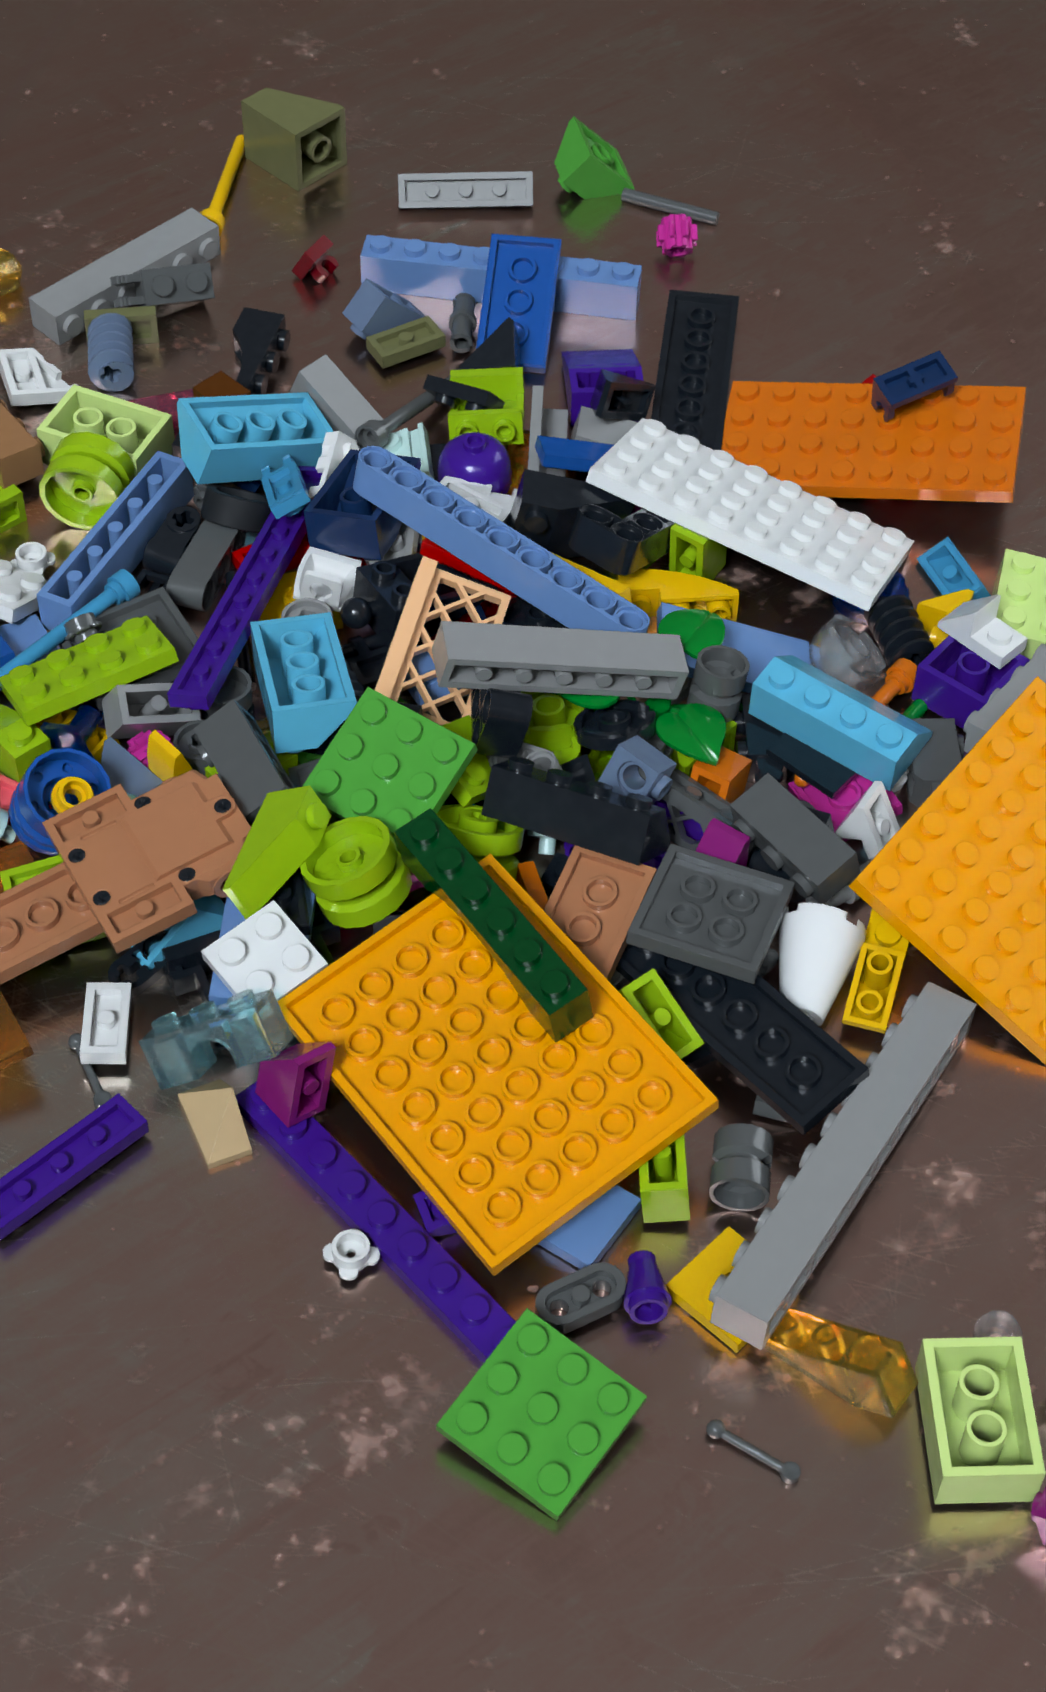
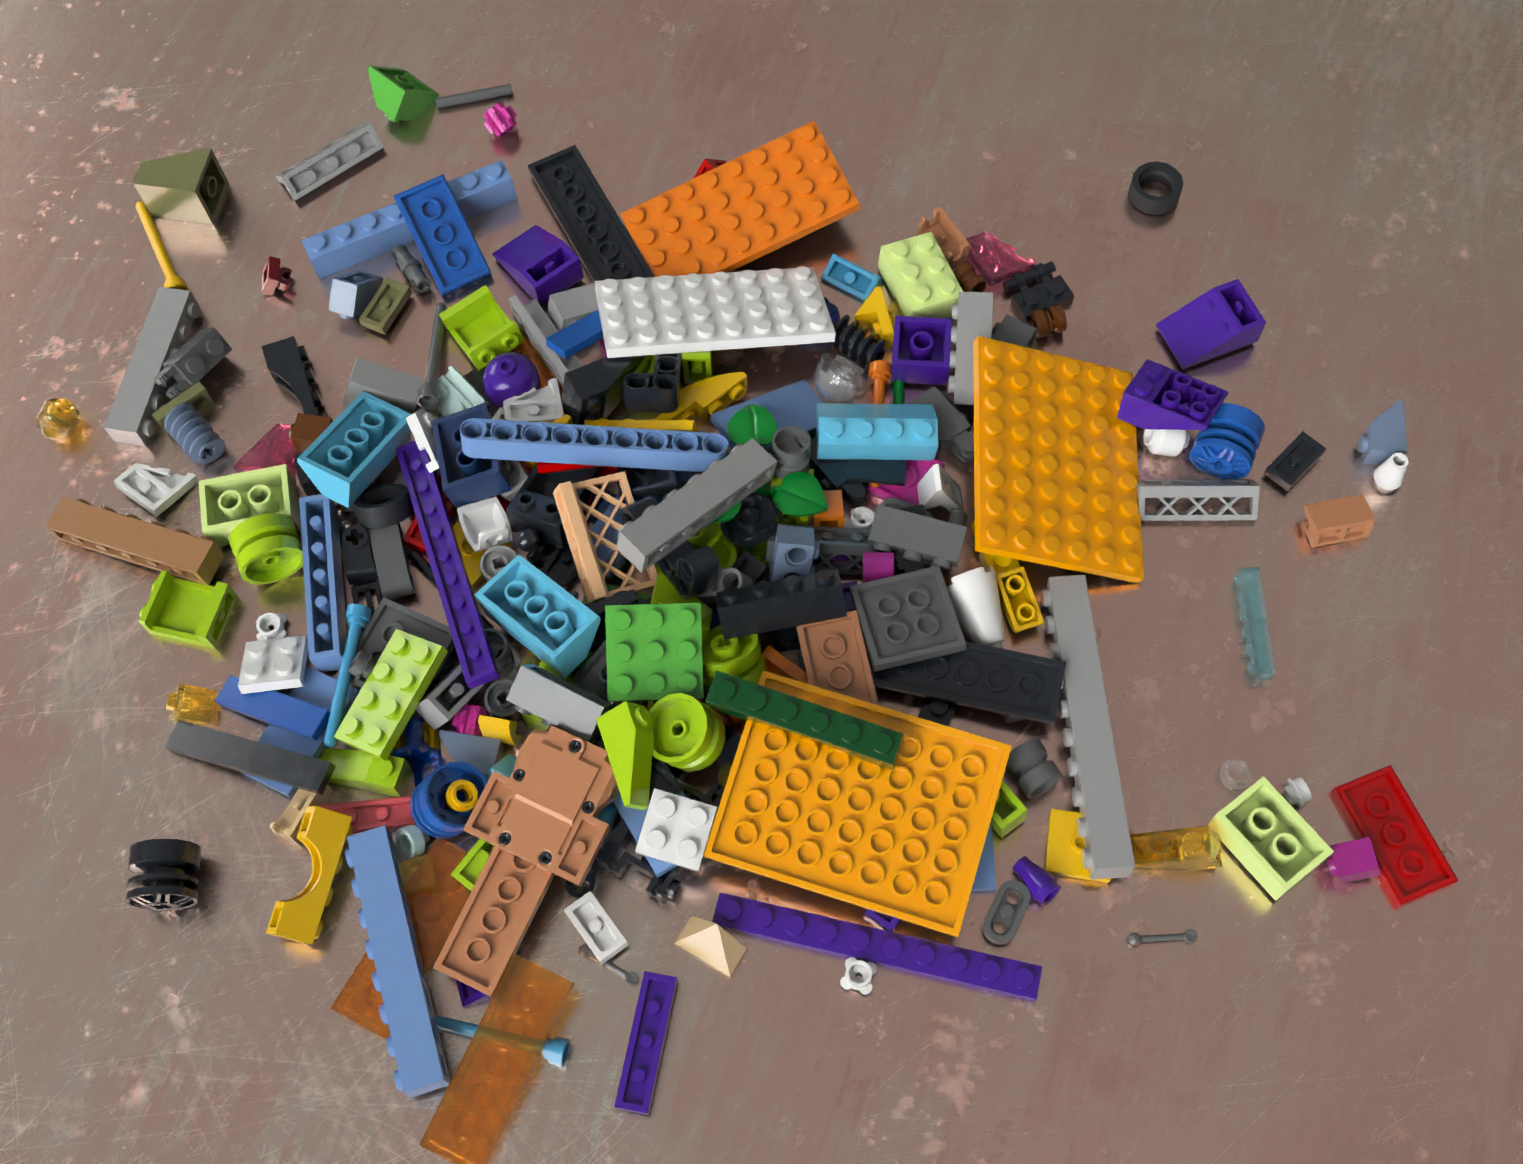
camera: 30 degrees left, 15 degrees up
(246, 1025) = (700, 882): clear light blue arch -> none
(285, 488) = (411, 476): dark azure hinge -> none
(297, 1081) = (750, 892): magenta slope -> none
(449, 393) = (453, 333): black plate -> none
(498, 350) = (459, 283): black slope -> none
(541, 1414) = (1044, 1002): bright green plate -> none
(621, 397) = (568, 274): black slope -> none
(661, 1011) = (921, 703): lime slope -> none
(912, 383) = (750, 161): dark blue hinge -> none
(980, 630) = (909, 316): white slope -> none

